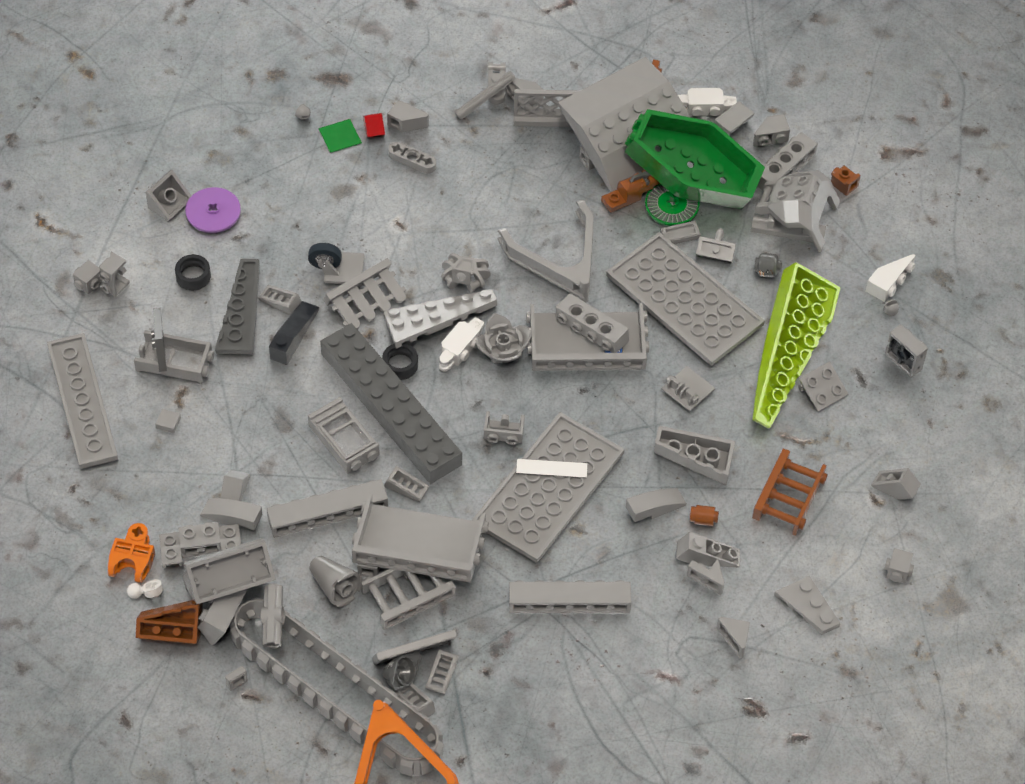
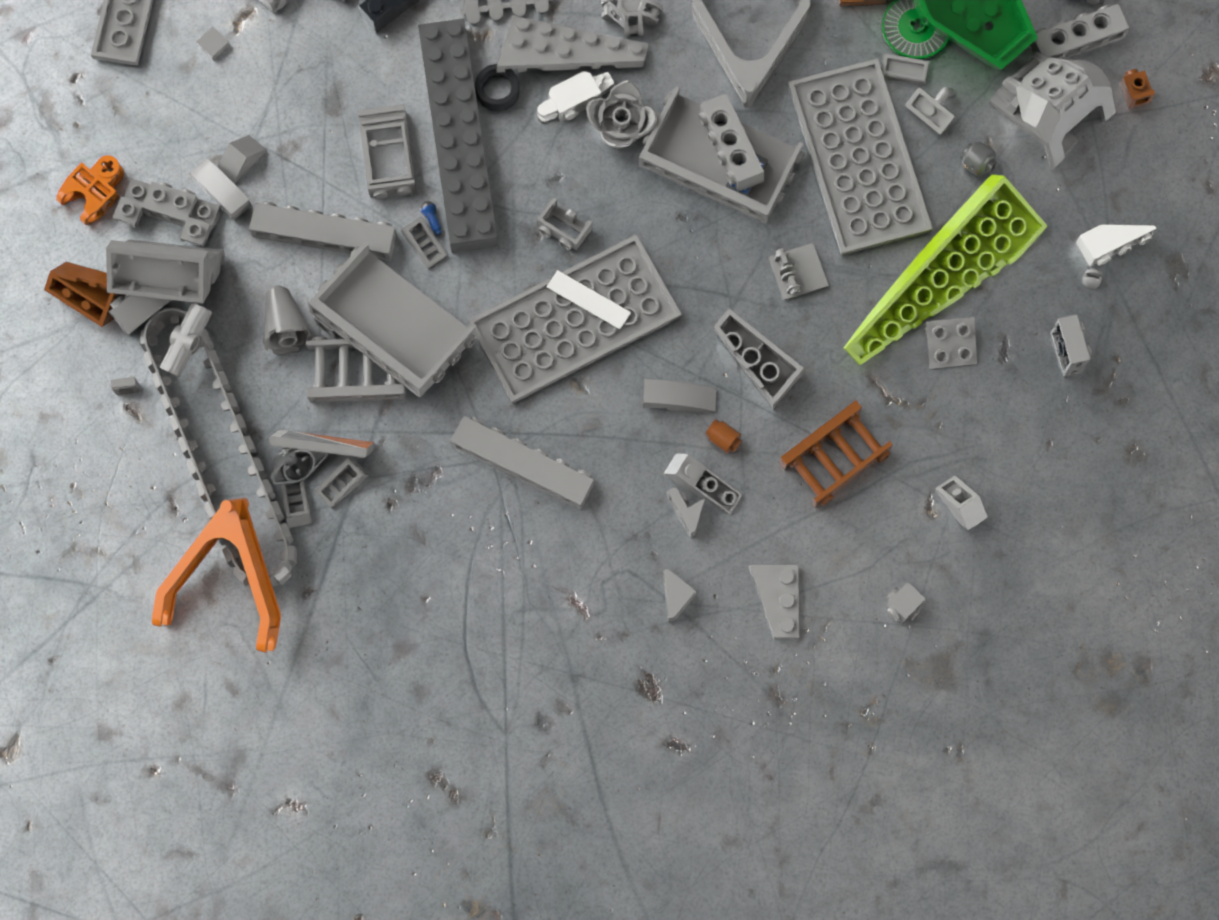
camera: 30 degrees right, 20 degrees up
(151, 589) = (91, 239): white plate -> none
(397, 460) = (428, 209): none -> blue piece

